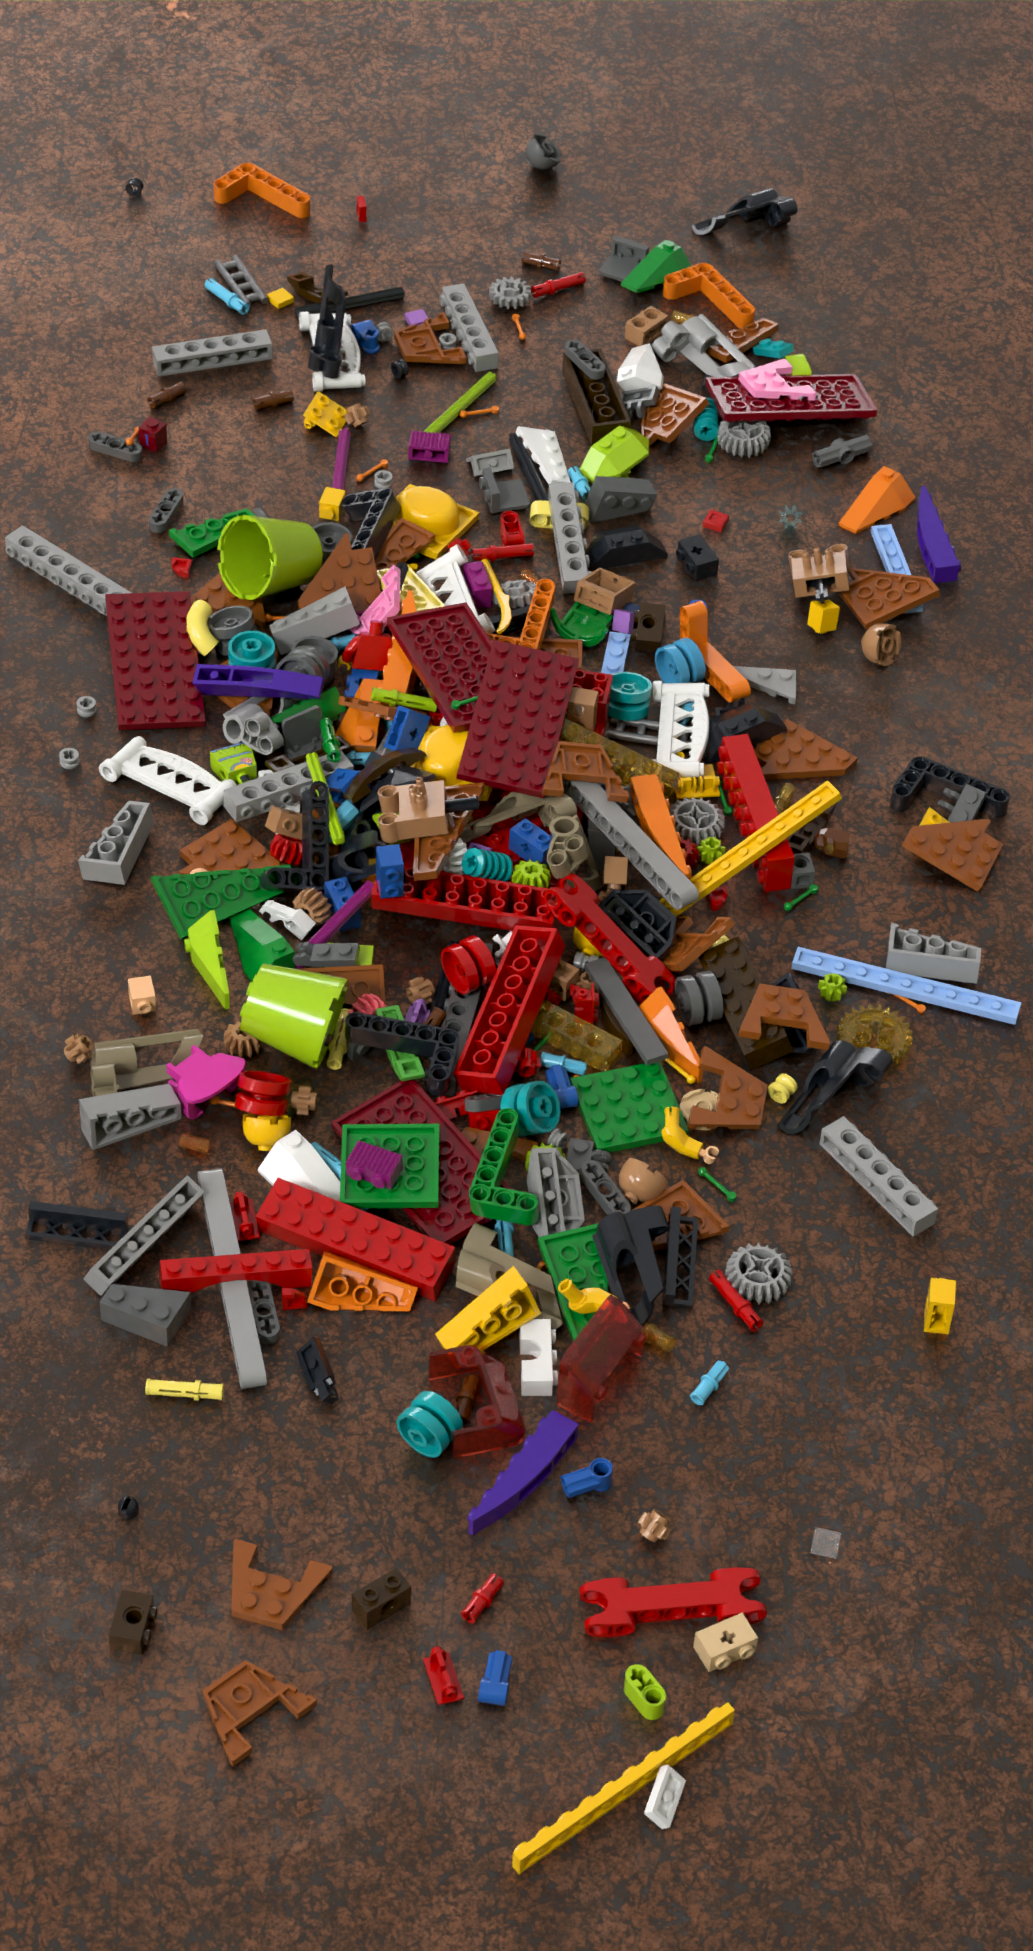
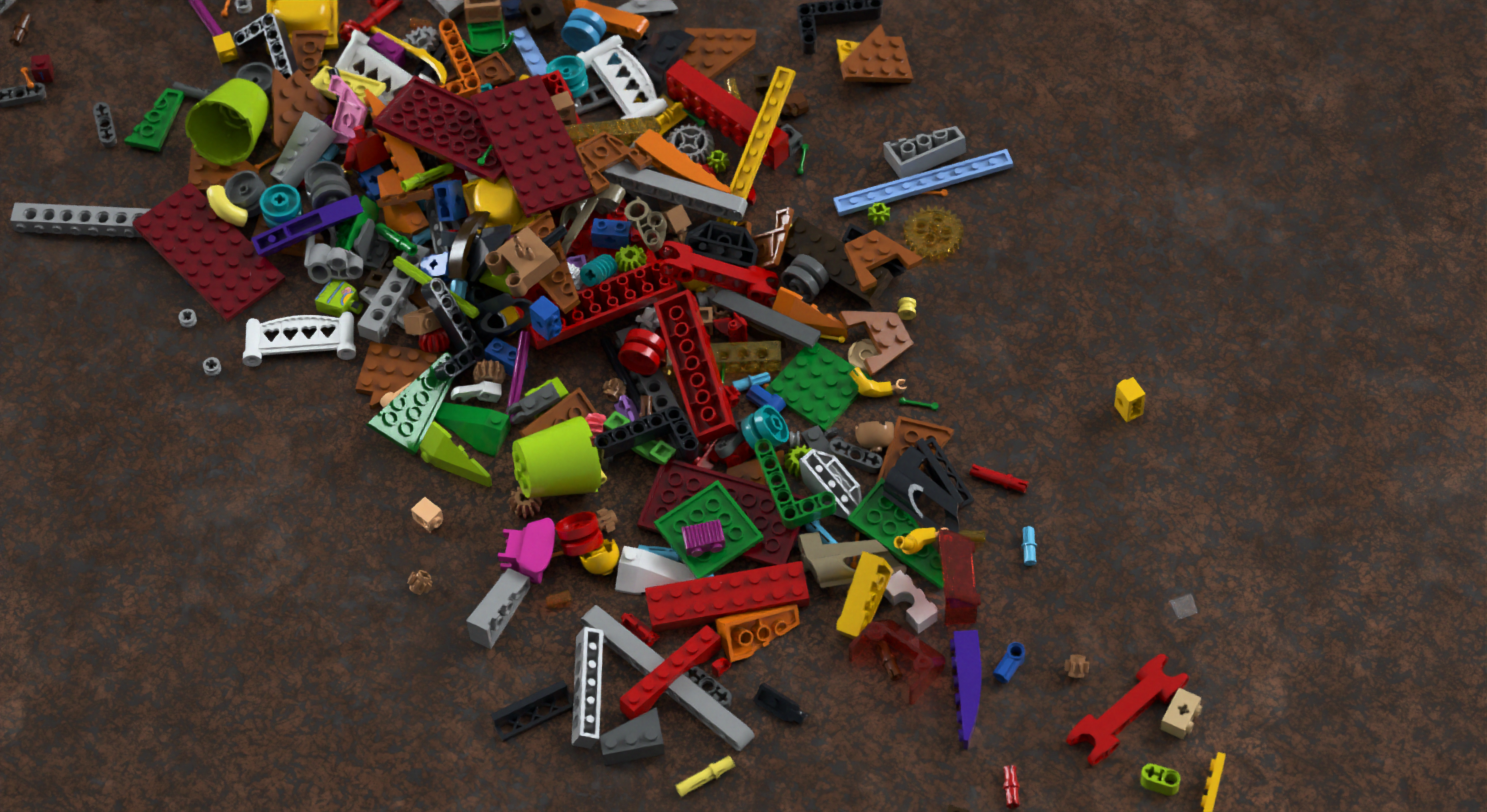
camera: 30 degrees left, 10 degrees up
(116, 1062) = (456, 577): dark tan panel -> none
(120, 845) = (313, 415): light grey wedge -> none
(181, 566) = (157, 164): red tile -> none
(429, 1424) = (886, 693): teal wheel -> none
(623, 621) = (513, 19): medium lavender tile -> none
(759, 1265) = (1006, 457): light grey gear -> none
(838, 1063) = (934, 276): black panel -> none
(878, 1176) = (1020, 339): light grey brick -> none
(967, 803) = (859, 24): dark grey hinge -> none

